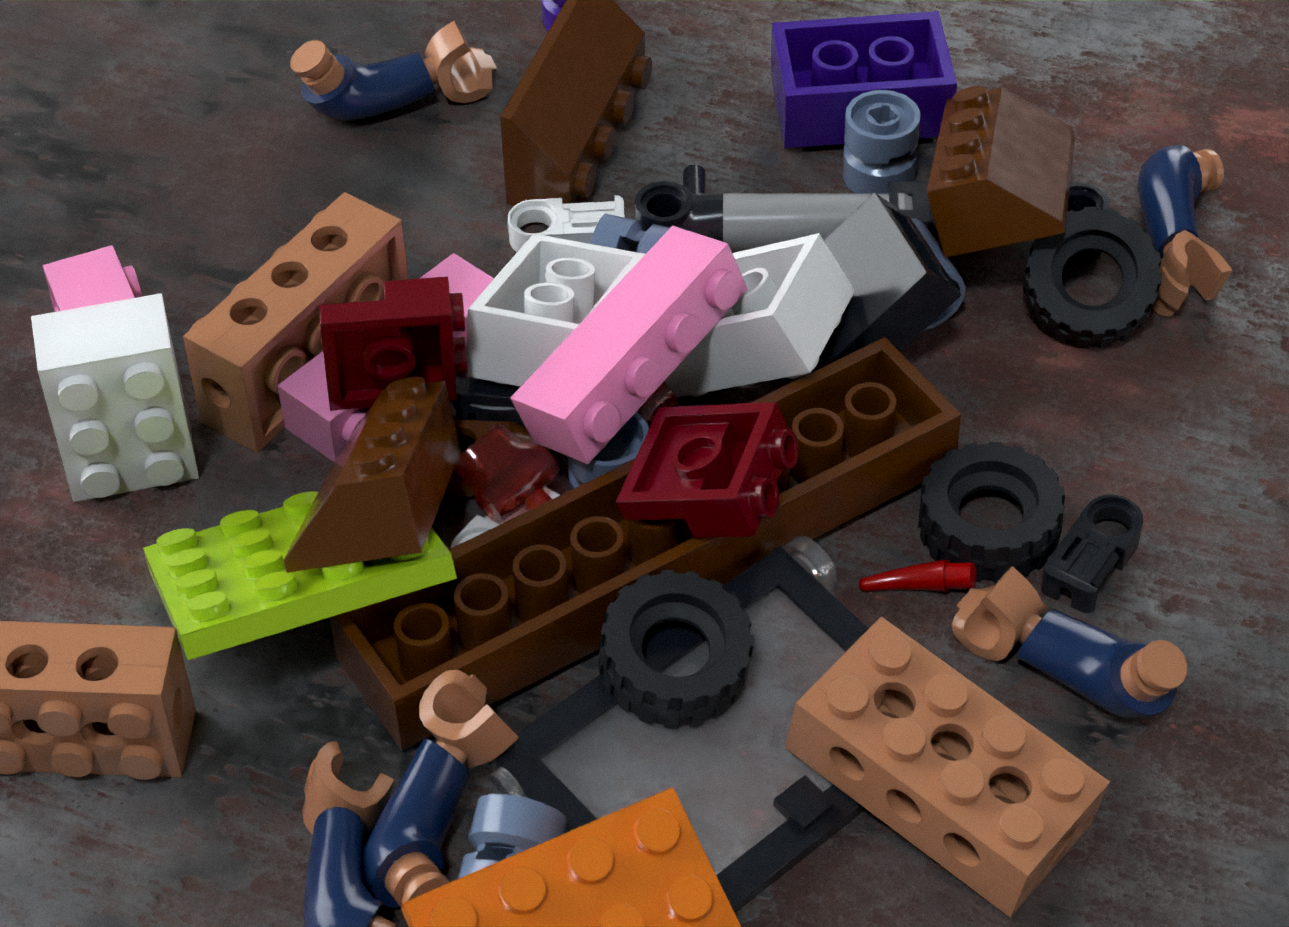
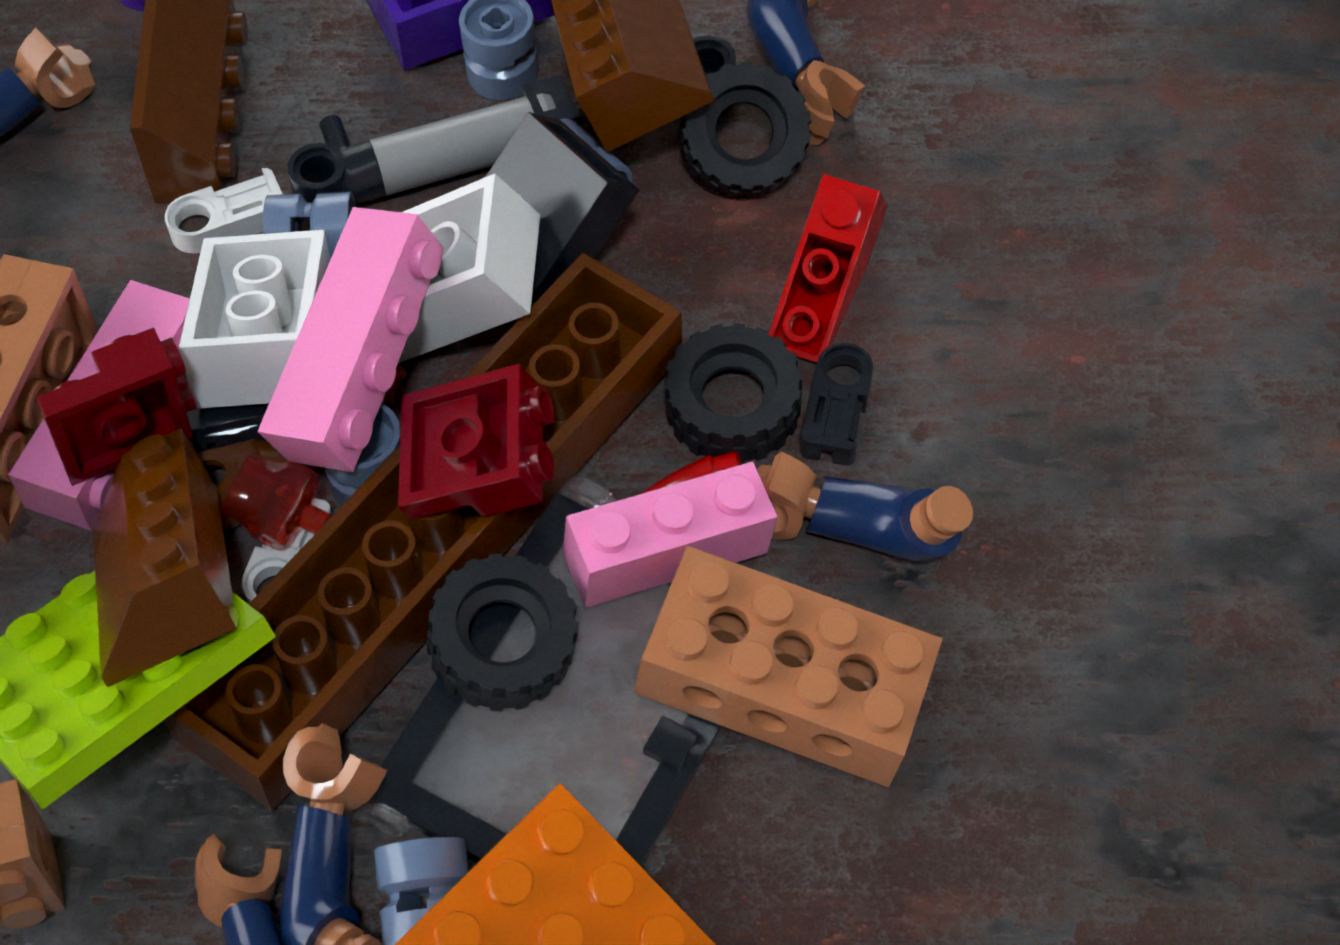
camera: 20 degrees left, 10 degrees up
(827, 603) = (643, 537): none -> bright pink brick
(1134, 419) = (828, 265): none -> red slope

